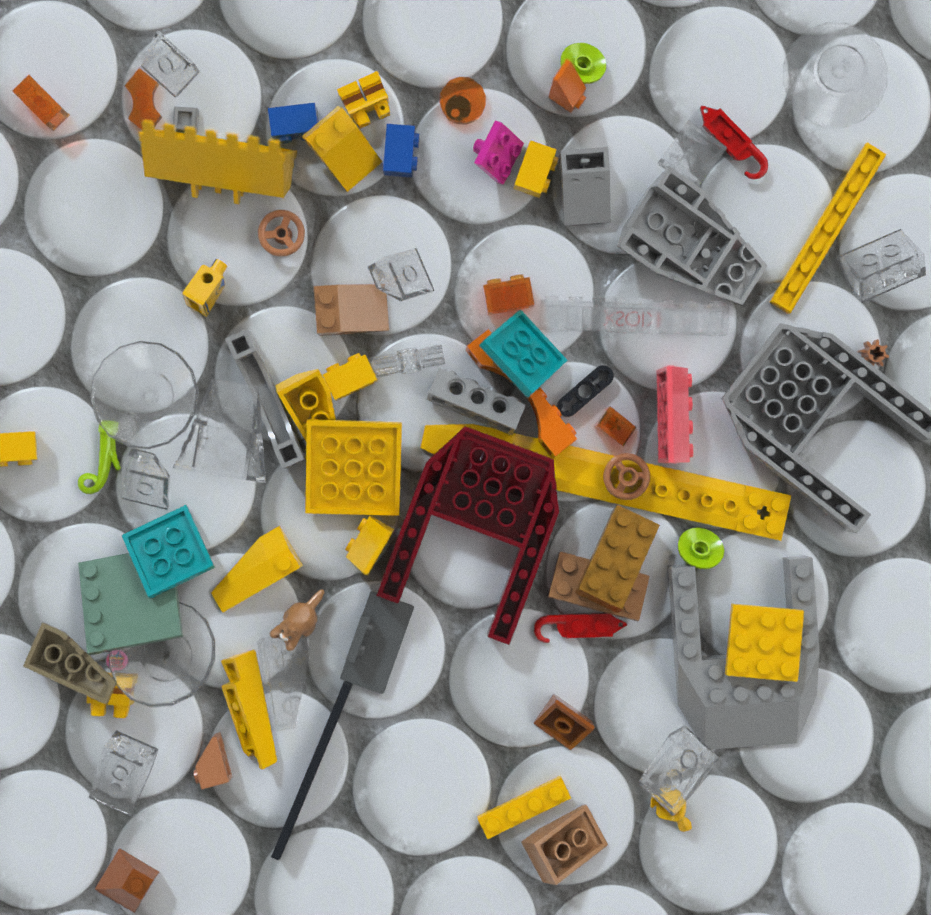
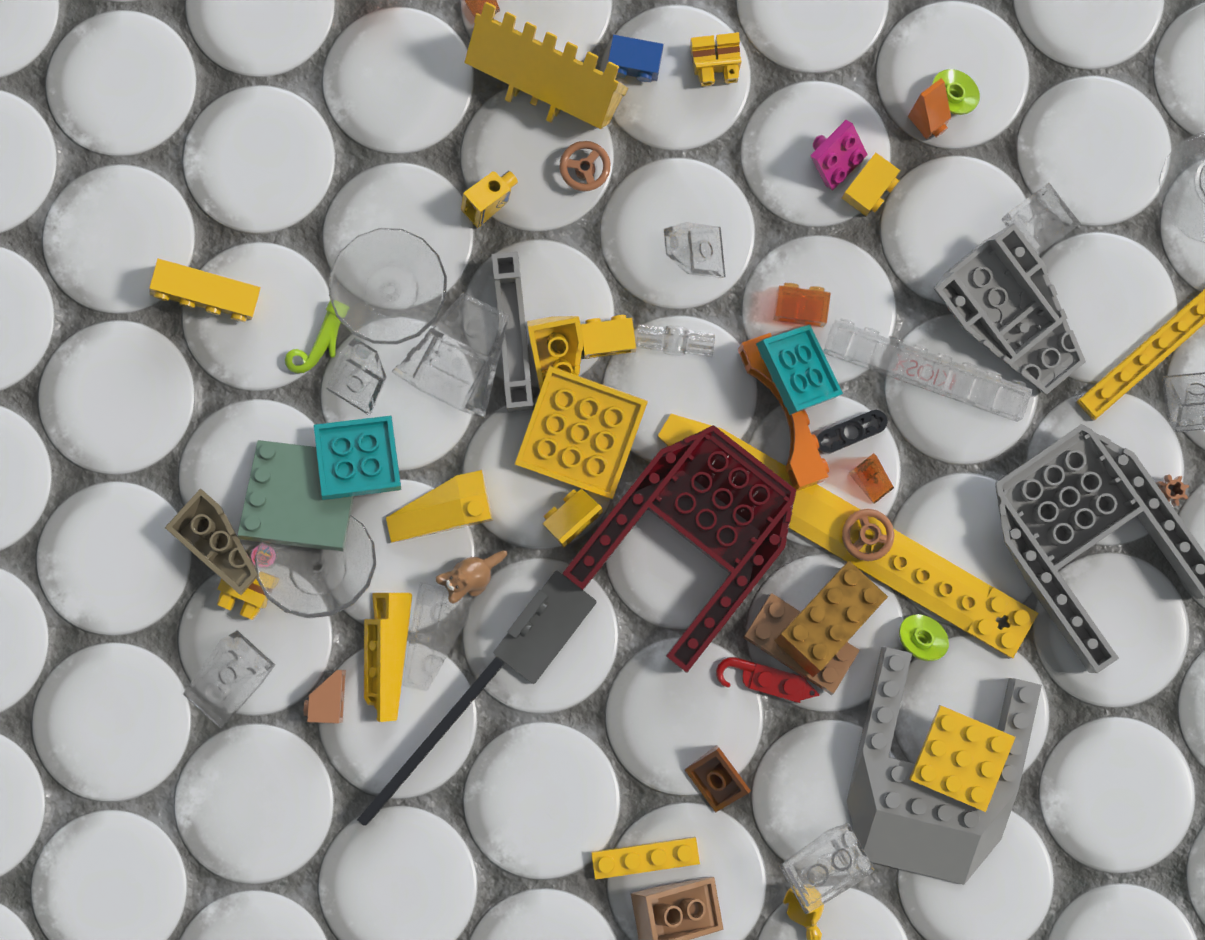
camera: 20 degrees right, 5 degrees down
(127, 880) = (192, 797): dark orange slope -> none
(185, 117) = (524, 15): light grey tile -> none
(342, 148) = (677, 99): yellow slope -> none
(350, 309) = (631, 267): medium nougat slope -> none
(399, 150) = (735, 121): blue brick -> none
(462, 100) = (817, 91): clear orange tile -> none
(462, 403) = (734, 418): light grey brick -> none
(585, 186) = (918, 218): light grey slope -> none
(673, 414) = (938, 485): coral slope -> none
(737, 142) = (1093, 224): red plate -> none

